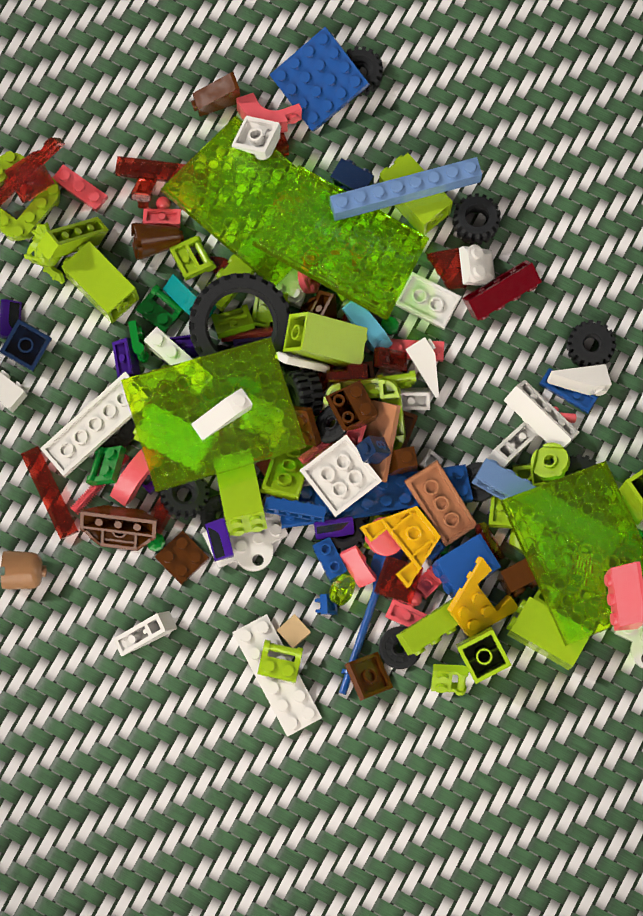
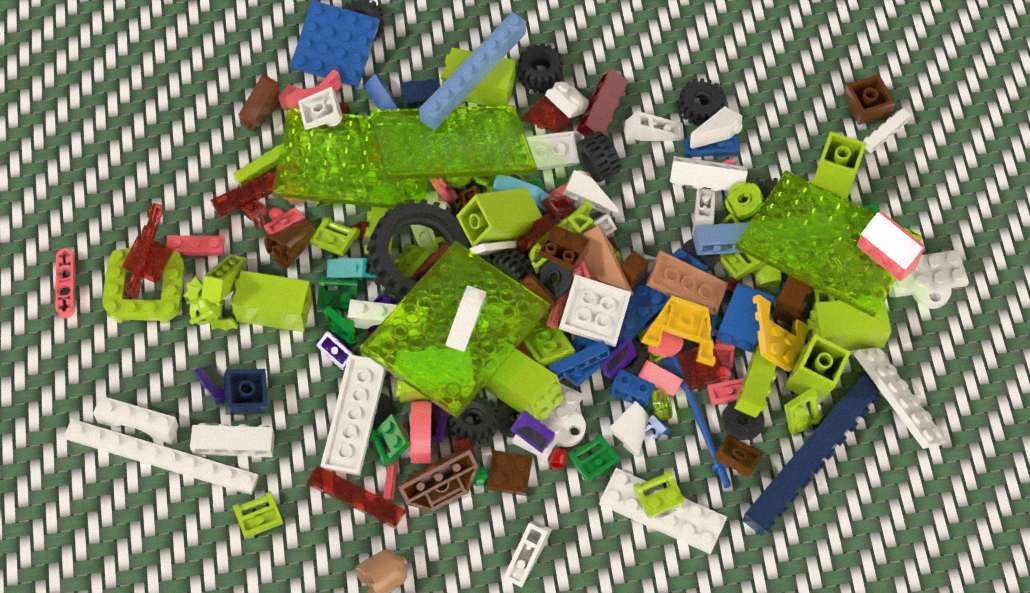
camera: 40 degrees left, 15 degrees down
(176, 151) = (257, 167): none -> lime piece
(227, 573) = (558, 458): none -> red hose
(255, 599) = (595, 463): none -> green plate
(293, 631) = (648, 465): tan piece -> none
(304, 590) = (631, 428): none -> white slope
(325, 154) = (380, 93): none -> tile
(373, 449) = (605, 272): dark blue brick -> none
(433, 716) = (812, 455): none -> dark blue brick
(458, 337) = (598, 156): none -> black tyre
(530, 341) = (653, 128): none -> white slope
(540, 723) = (900, 397): none -> white plate

